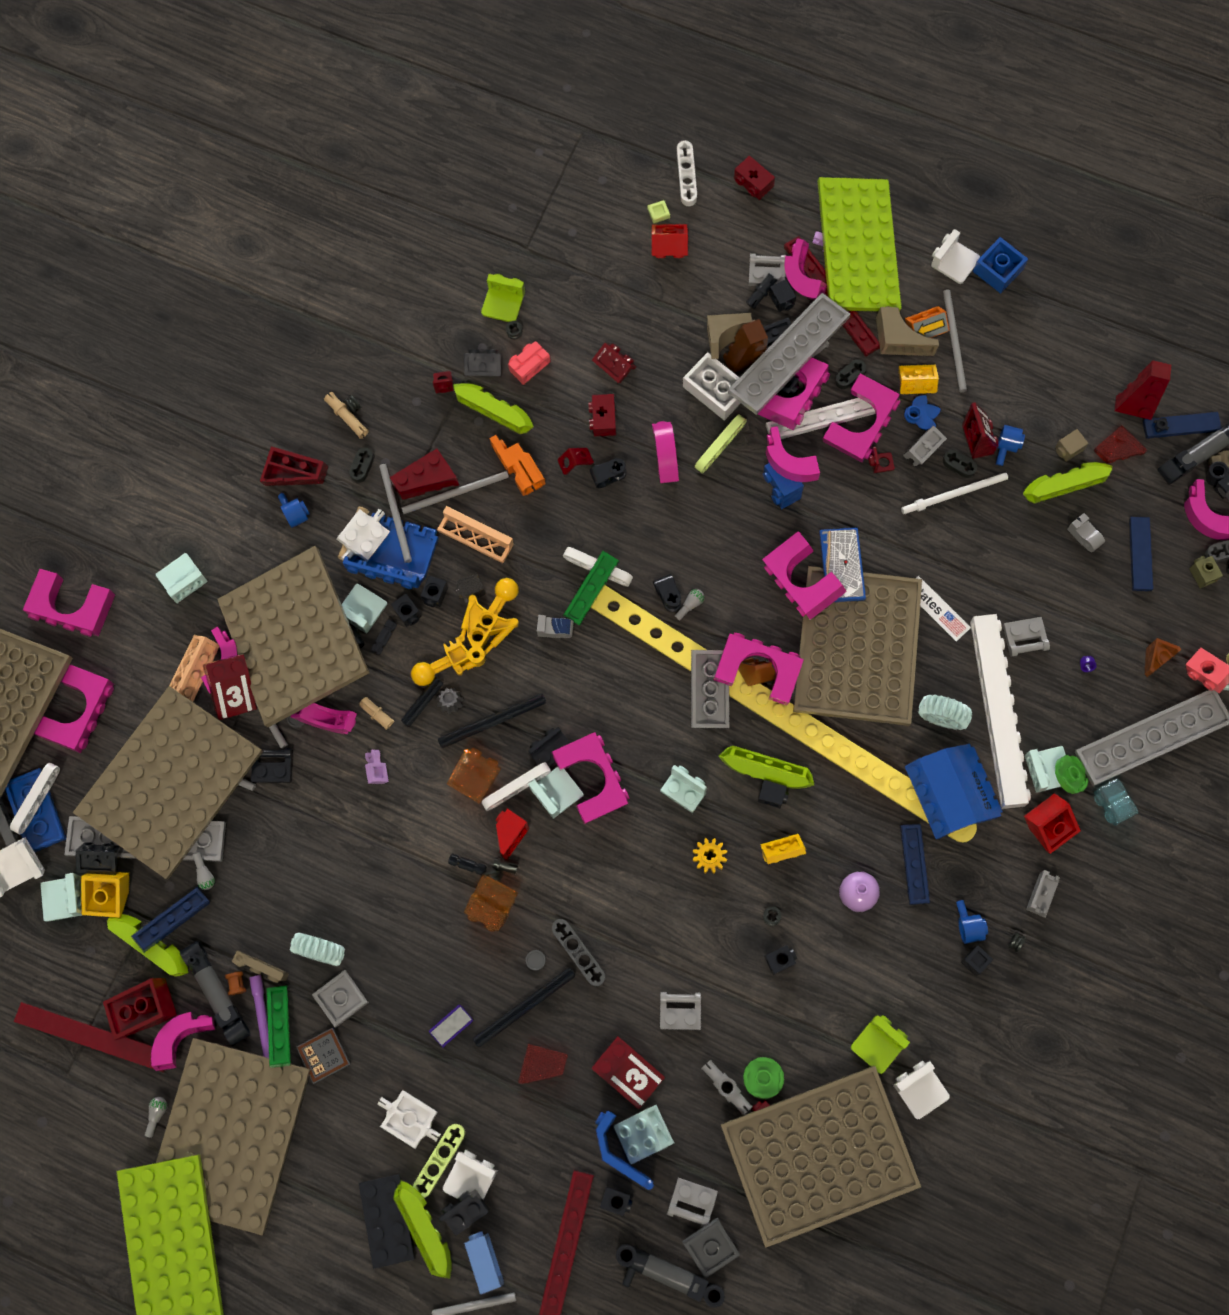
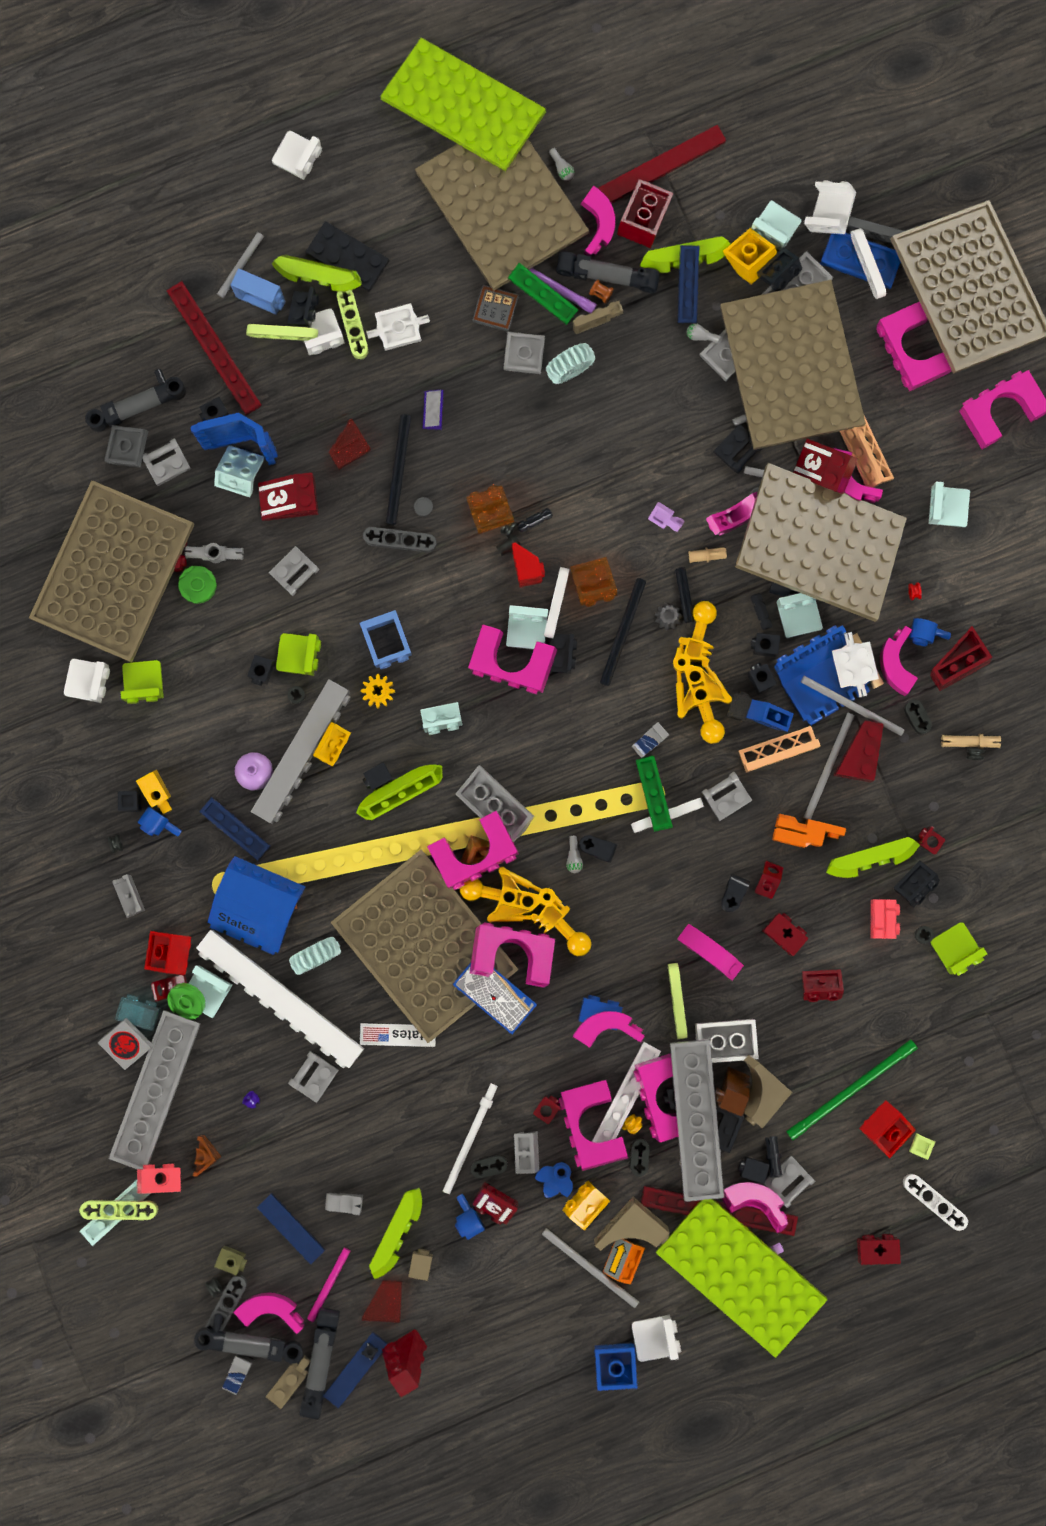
camera: 130 degrees right, 10 degrees up
(269, 545) = (914, 591): none -> red bush
(338, 515) = (890, 664): none -> dark pink arch
(457, 558) = (770, 715): none -> blue brick
(499, 1209) = (281, 332): none -> yellowish green beam
(544, 534) = (731, 801): none -> light grey plate
(609, 275) = (802, 1126): none -> green piece
(656, 905) = (380, 621): none -> medium blue window
(740, 943) = (298, 654): none -> lime bracket
(752, 579) = (578, 942): none -> yellow piece
(811, 869) = (300, 752): none -> light grey brick
(833, 393) = (632, 1124): none -> yellow plate
(949, 950) = (151, 783): none -> yellow torso
(1076, 799) = (166, 985): none -> dark red bracket
(1146, 788) = (125, 1043): none -> tile
(1148, 494) = (328, 1285): none -> dark pink bar

